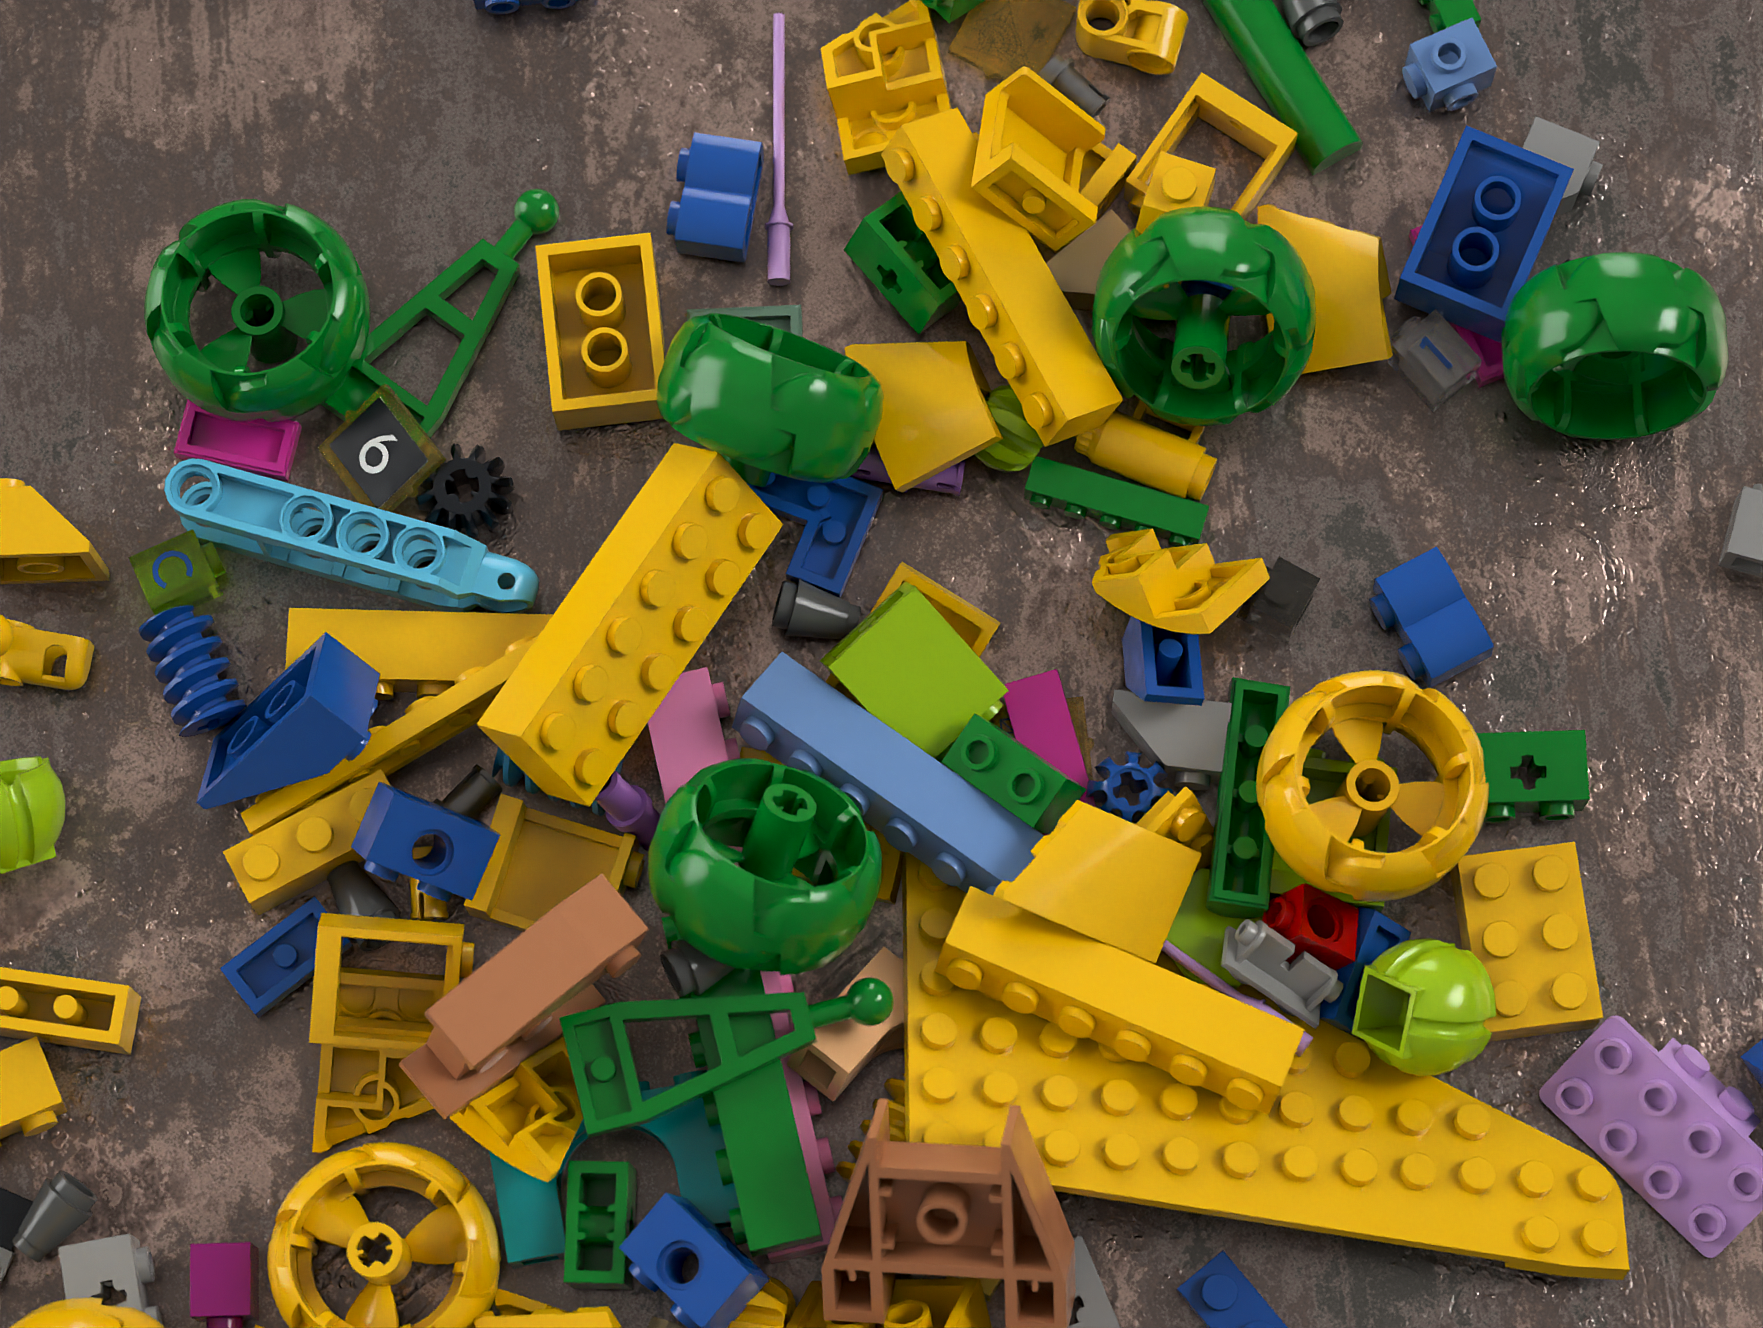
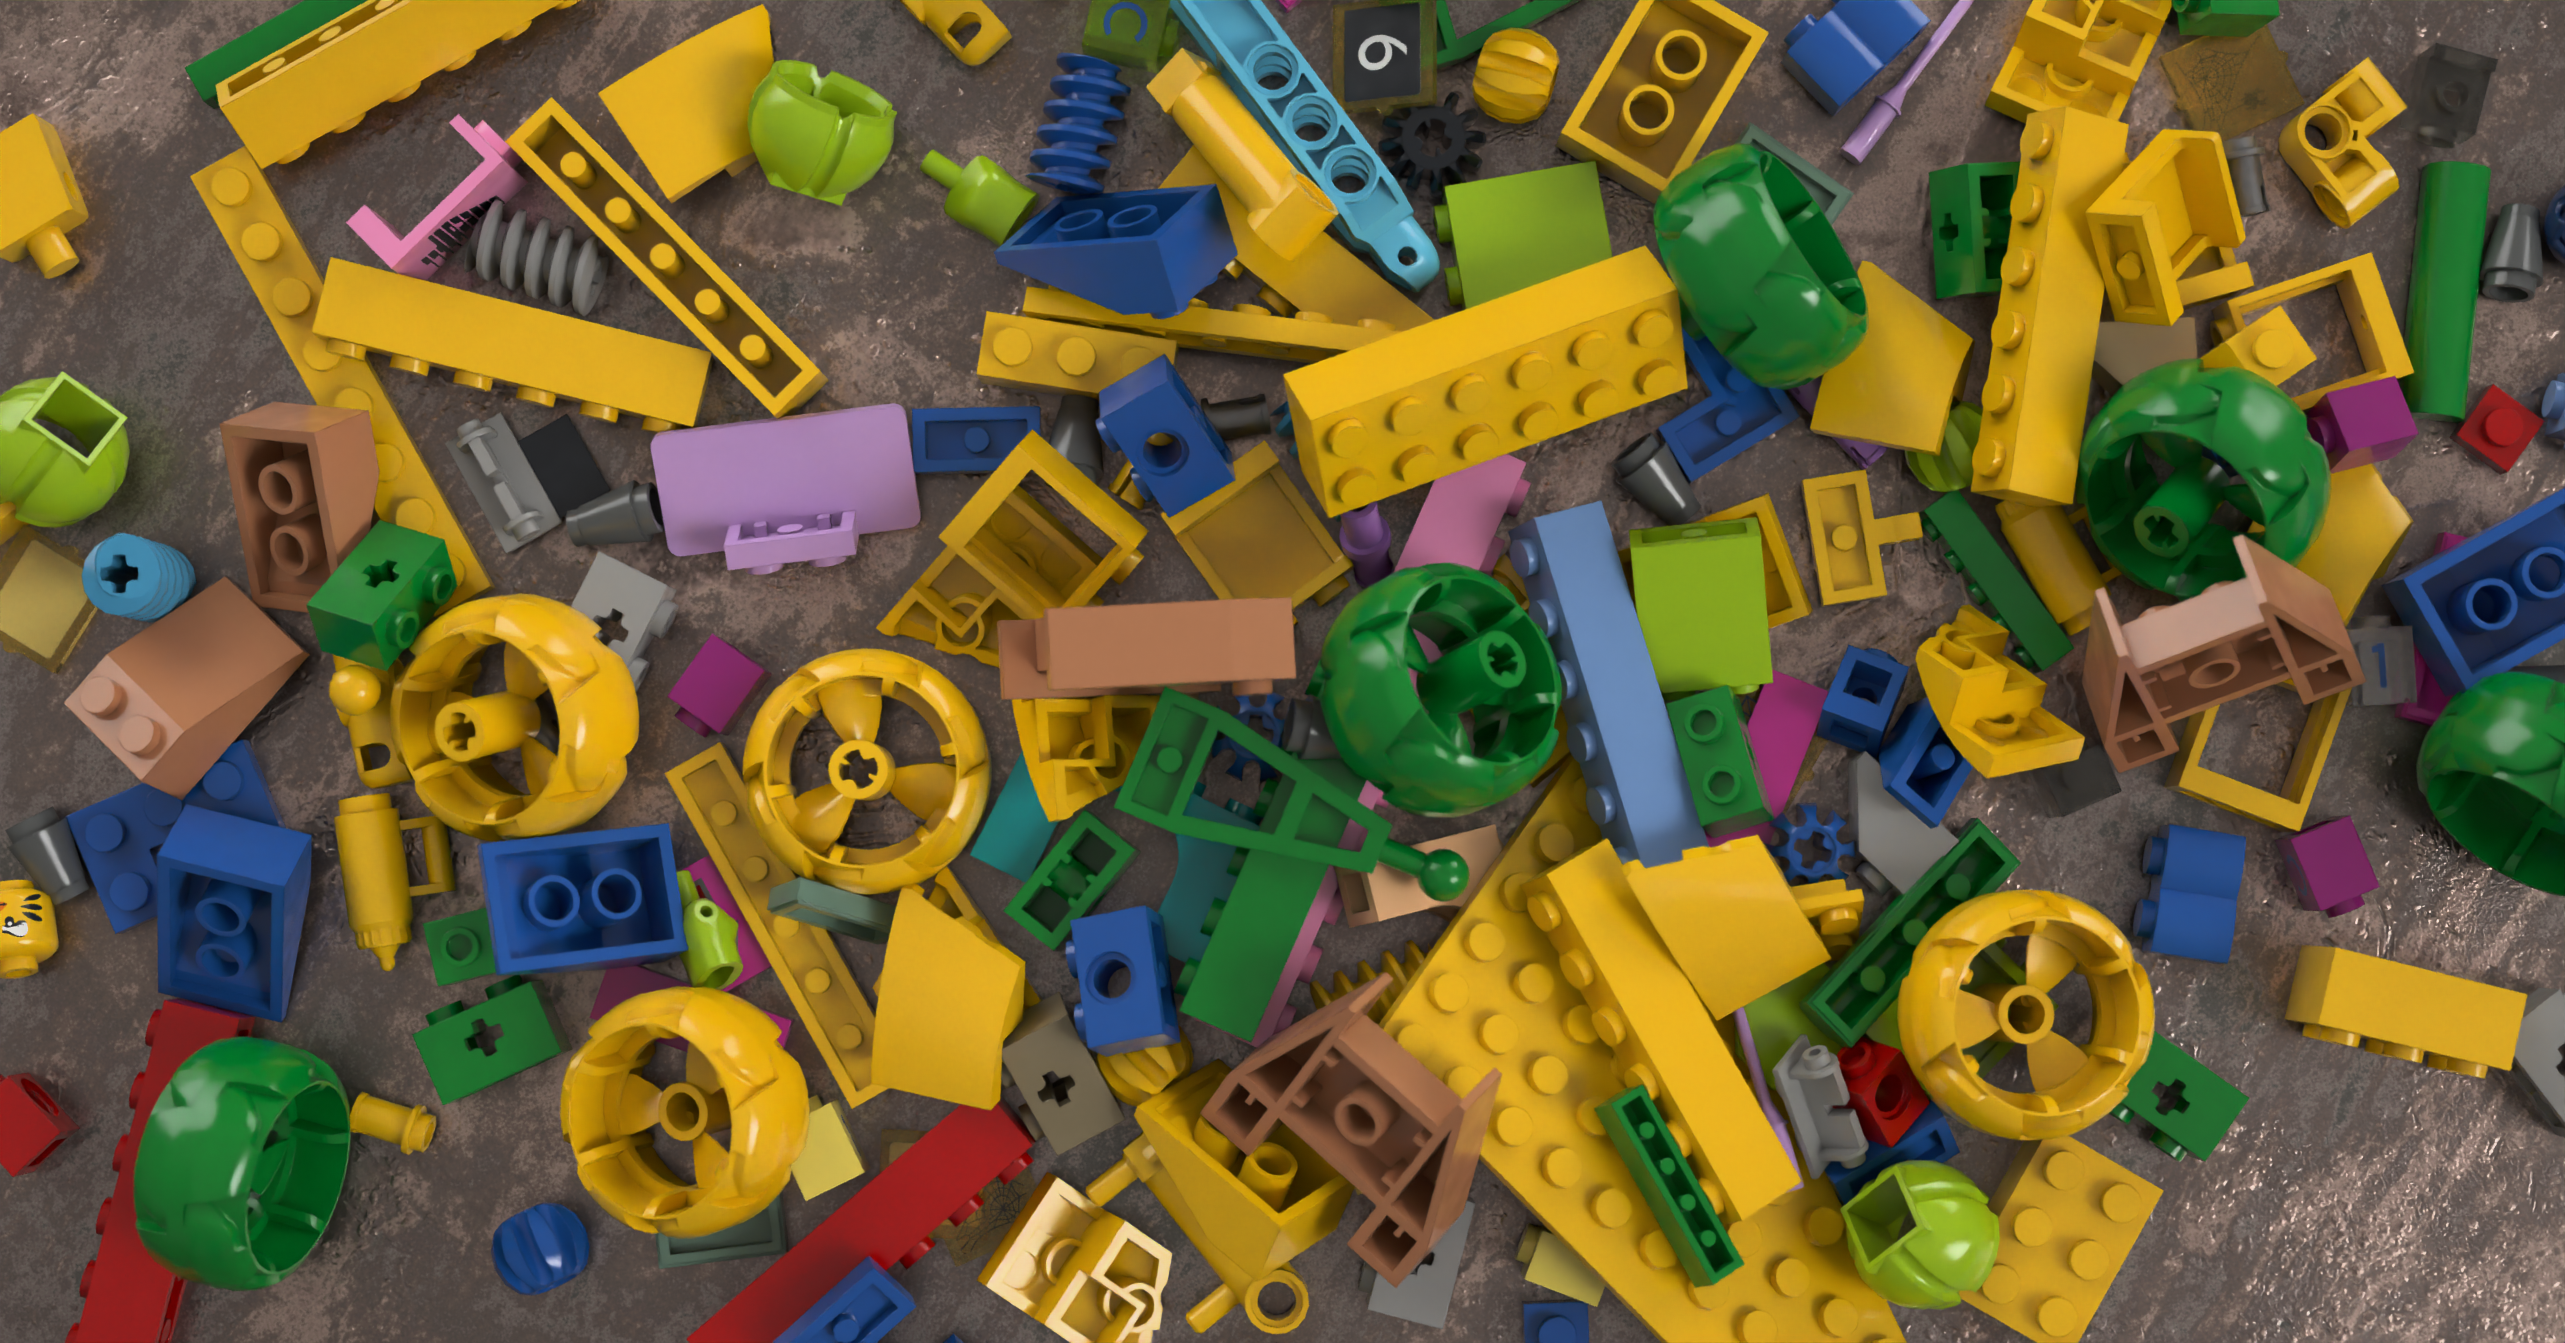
camera: 30 degrees right, 10 degrees up
(157, 776) = (982, 196): none -> lime piece
(165, 1095) = (786, 486): none -> lavender bracket
(329, 595) = (1281, 201): none -> yellow piece
(489, 400) = (1515, 75): none -> yellow piece
(573, 504) = (1520, 230): none -> lime panel
(649, 1033) = (1269, 723): none -> blue piece
(986, 549) = (1848, 537): none -> yellow plate
(1084, 657) = (1855, 721): none -> blue brick
(1180, 1236) = (1555, 1266): none -> light yellow brick
(1210, 1105) = (1669, 1186): none -> green piece
(1289, 194) = (2362, 424): none -> magenta brick
(1300, 428) = (2212, 652): none -> nougat wedge
(1391, 132) = (2497, 429): none -> red plate
(1405, 525) = (2277, 812): none -> yellow window
(1513, 525) = (2328, 866): none -> magenta brick
(1645, 583) = (2405, 1011): none -> yellow brick

